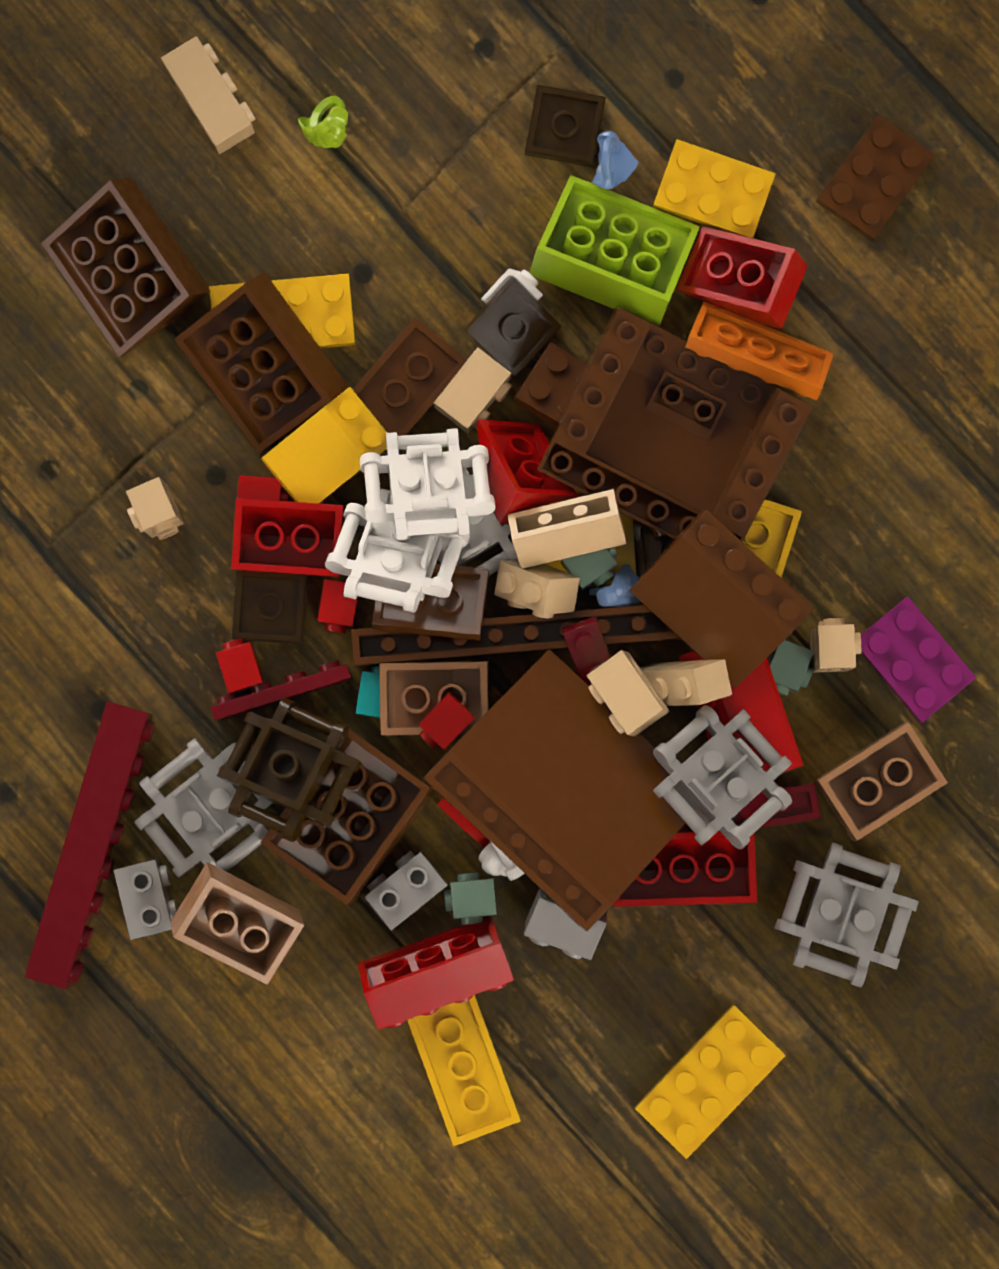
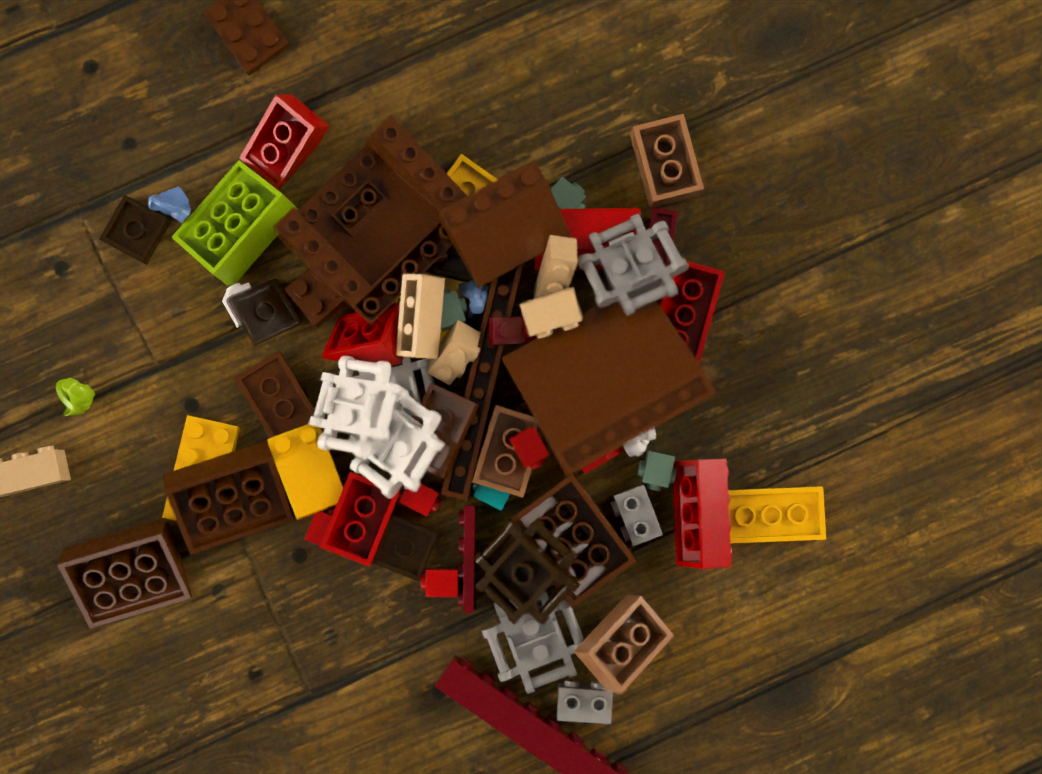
camera: 75 degrees left, 0 degrees up
(154, 509) = (308, 608): tan brick -> none
(474, 390) = (300, 353): tan brick -> none
(552, 926) = (694, 422): light grey brick -> none
(709, 1081) = (834, 347): yellow plate -> none
(713, 189) = (216, 141): yellow plate -> none
(759, 351) = (339, 145): orange plate -> none
(834, 646) = (562, 160): tan brick -> none
(846, 914) = (750, 215): light grey brick -> none
(914, 660) = (588, 112): magenta plate -> none

